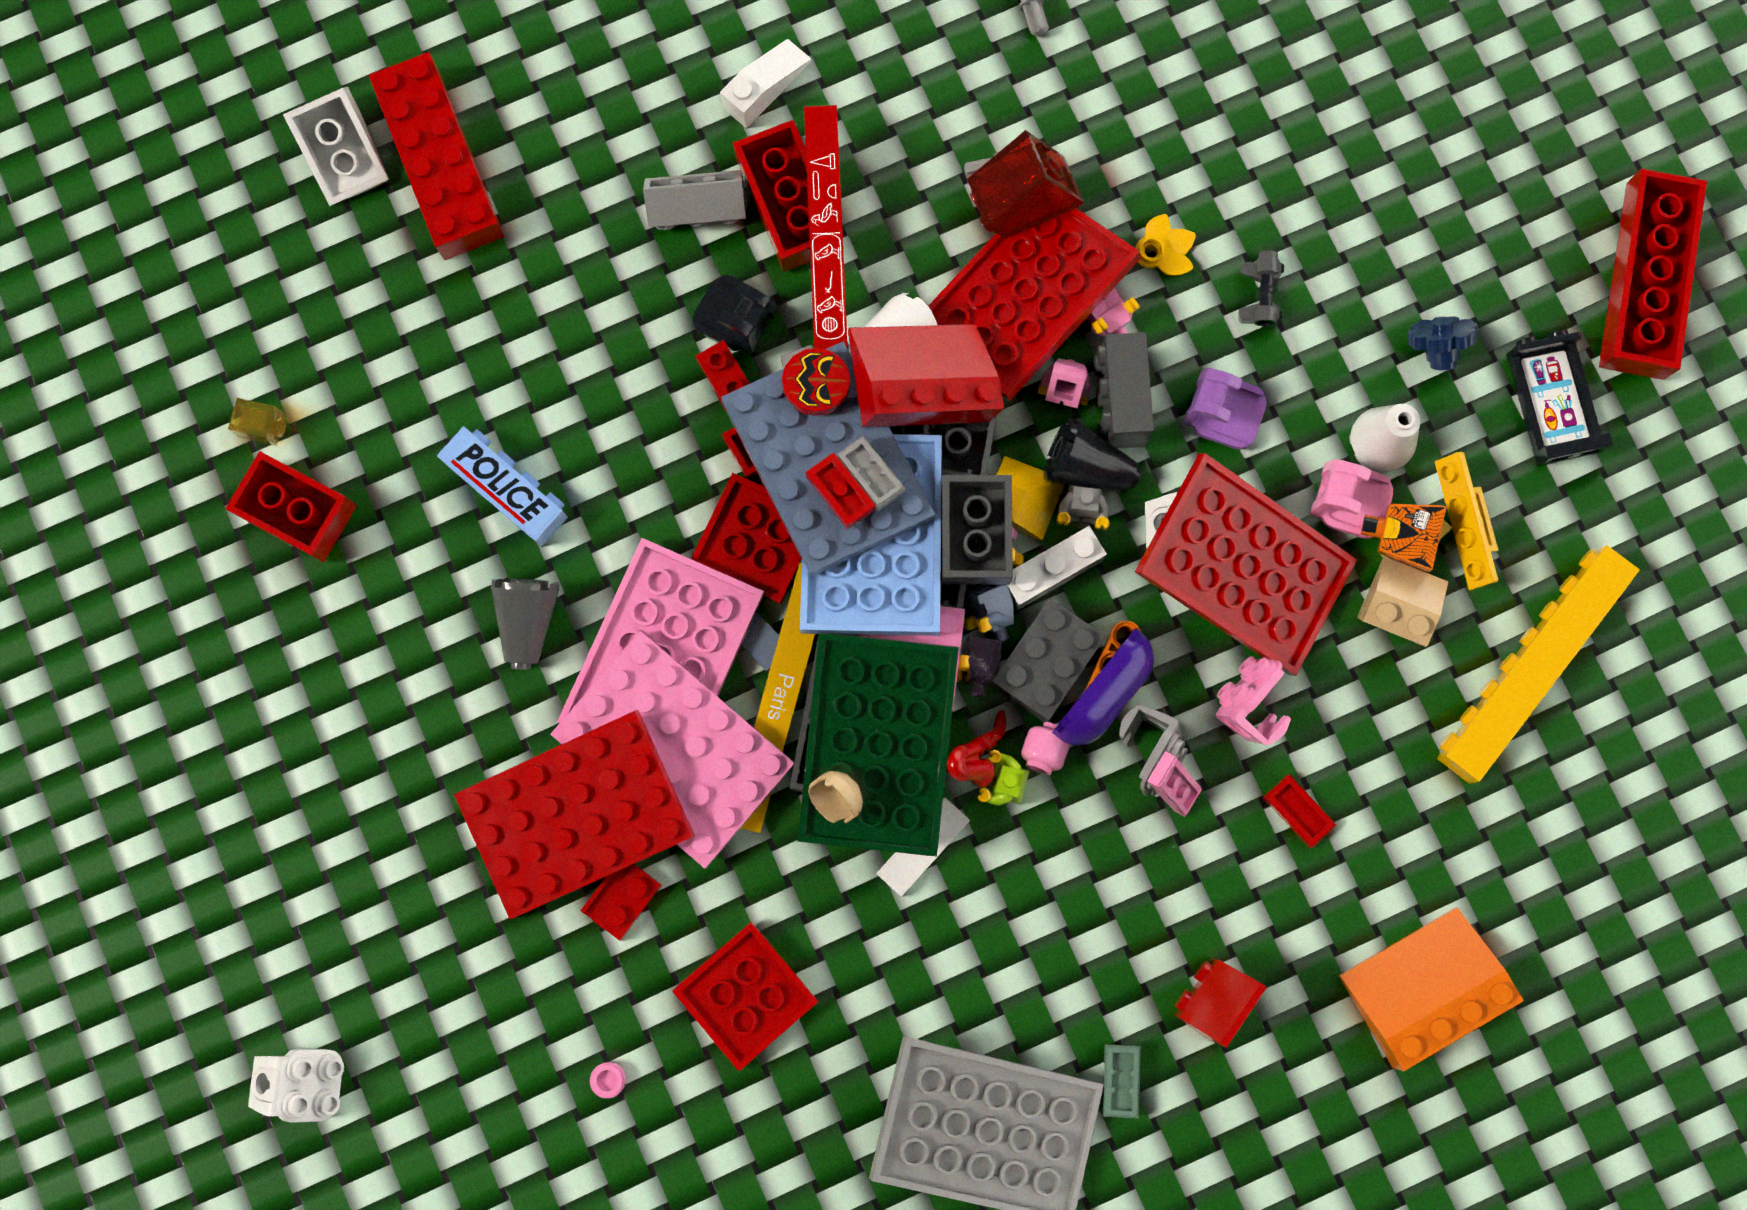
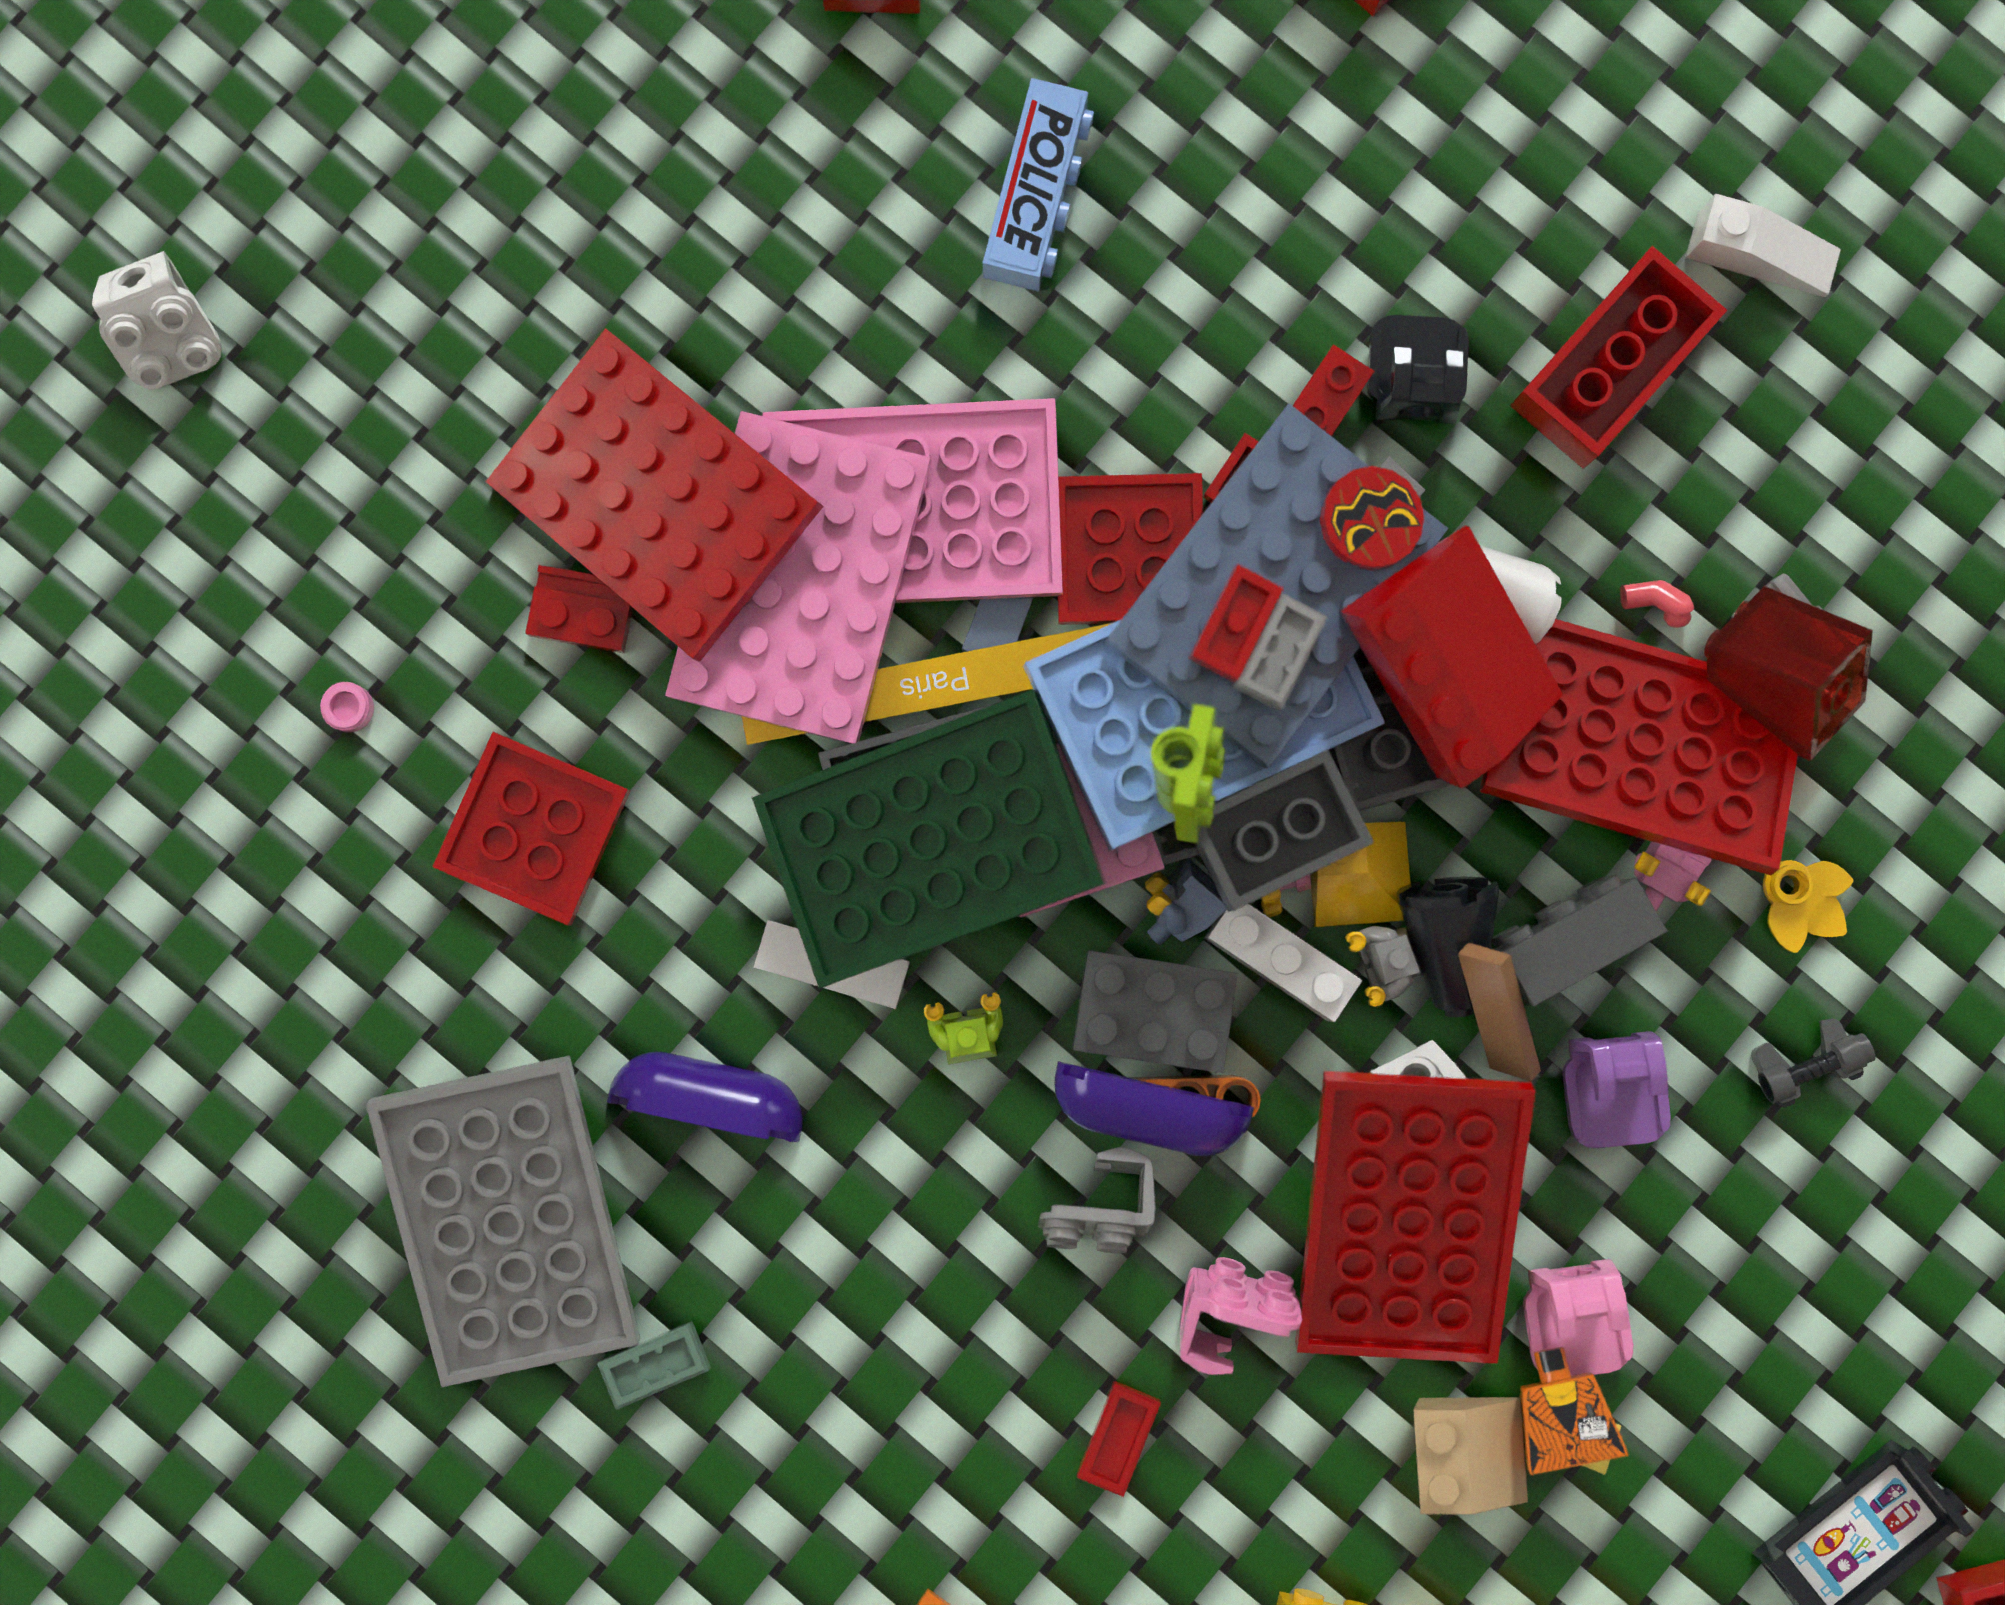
camera: 65 degrees right, 5 degrees up
(523, 618) = (876, 299): dark grey cone -> none
(695, 199) = (1549, 237): light grey brick -> none
(825, 226) = (1599, 426): red tile -> none
(836, 796) = (829, 818): tan hair -> none
(917, 562) = (1185, 771): none -> lime plate
(940, 241) = (1662, 595): none -> coral arm
(964, 759) = (962, 964): red piece -> none
(967, 965) = (708, 1095): none -> dark purple brick
(979, 663) = (1105, 923): clear purple piece -> none
(1044, 750) = (1032, 1062): bright pink head -> none
(1066, 382) = (1545, 856): bright pink piece -> none
(1147, 453) = (1499, 1011): none -> medium nougat tile
(1174, 784) = (1067, 1257): bright pink tile -> none
(1218, 1001) = (809, 1449): red slope -> none
(1385, 437) = (1688, 1325): white cone -> none
(1443, 339) = (1866, 1344): dark blue plant -> none
(1468, 520) = (1625, 1493): yellow bracket -> none

